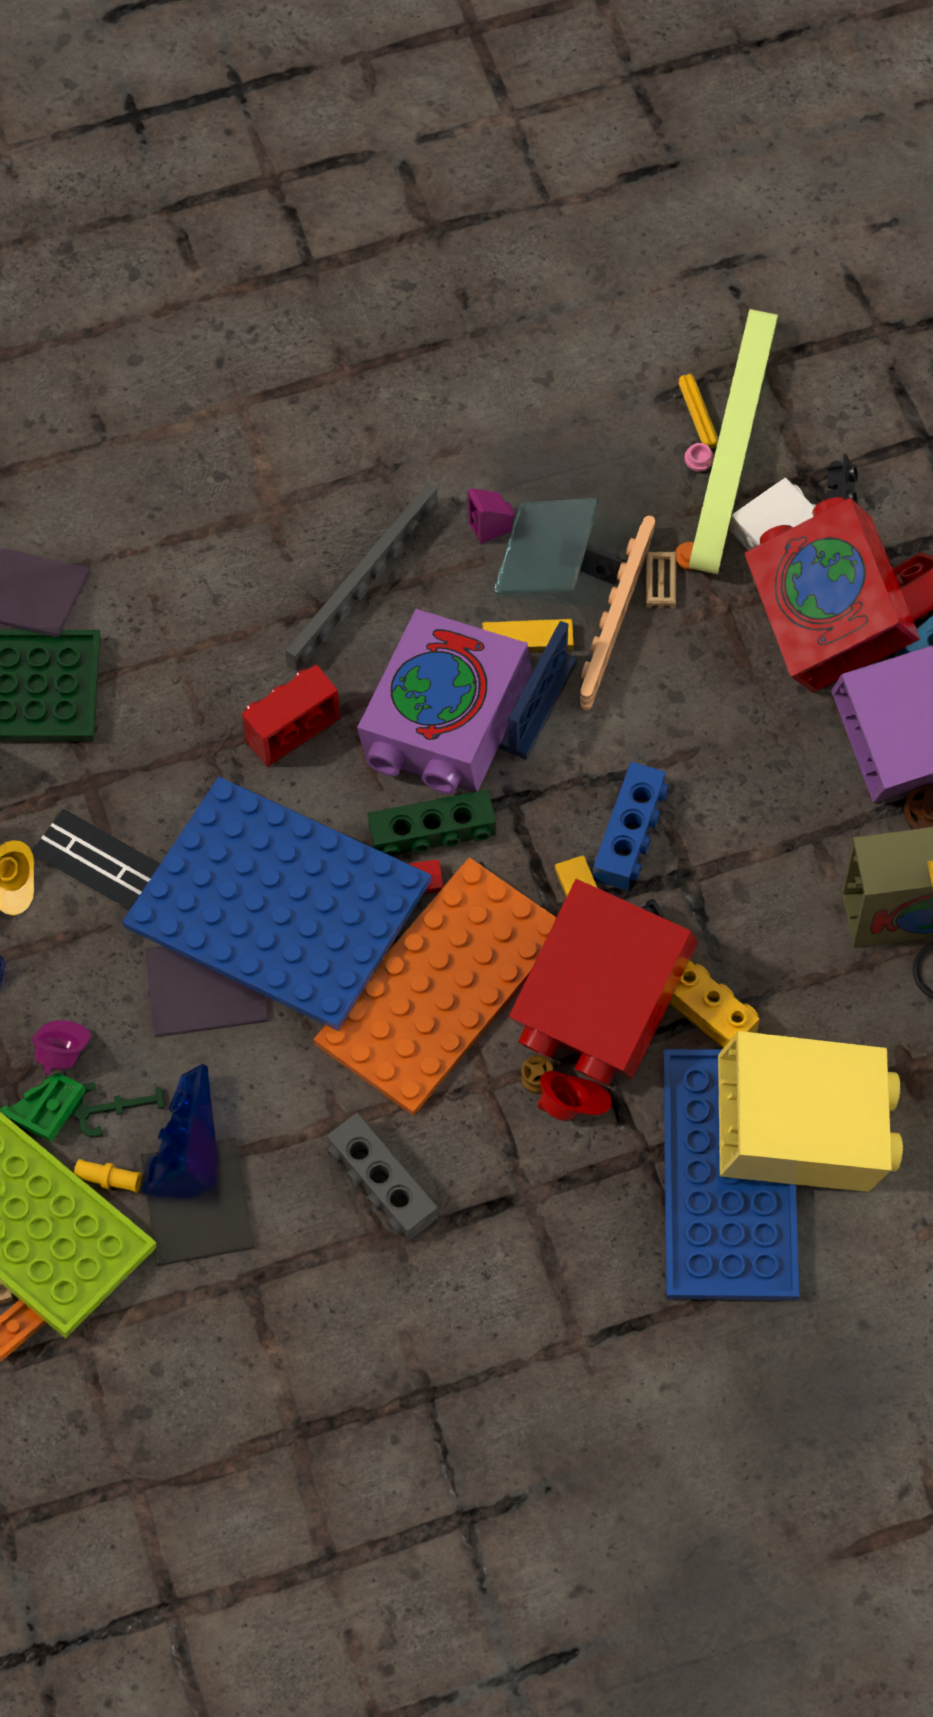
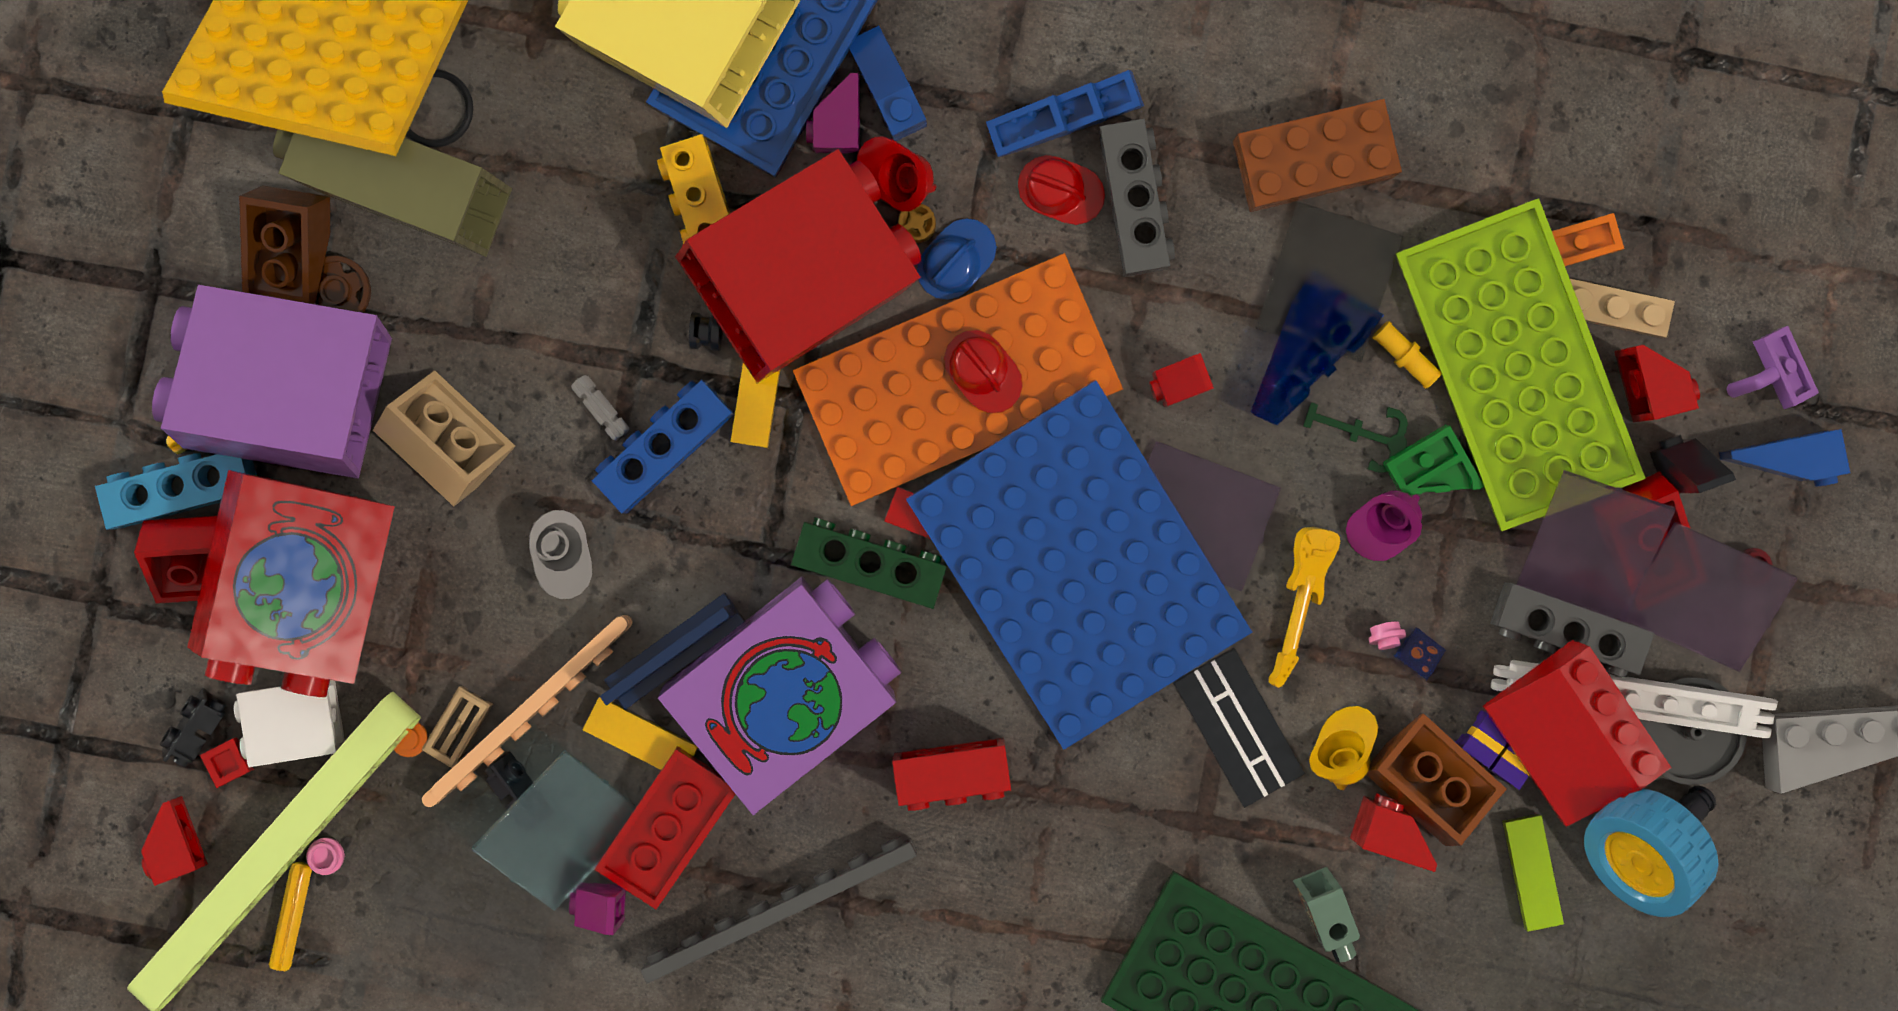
camera: 155 degrees left, 25 degrees up
(18, 970) = (1386, 635): none -> bright pink plate
(104, 992) = (1313, 555): none -> yellow piece
(257, 1280) = (1317, 155): none -> dark orange brick
(271, 1063) = (1181, 381): none -> red slope
(425, 993) = (983, 371): none -> red piece
(442, 1159) = (1061, 190): none -> red piece
(471, 1212) = (1064, 113): none -> blue slope
(474, 580) = (666, 828): none -> red plate
(492, 1070) = (956, 259): none -> blue piece
(618, 1160) = (887, 84): none -> blue slope
(640, 1113) = (837, 119): none -> magenta slope
(656, 714) = (560, 554): none -> light grey piece
(692, 831) = (600, 407): none -> light grey axle
(790, 752) = (443, 437): none -> tan slope
(805, 412) = (172, 844): none -> red slope
(805, 477) = (225, 762): none -> red plate

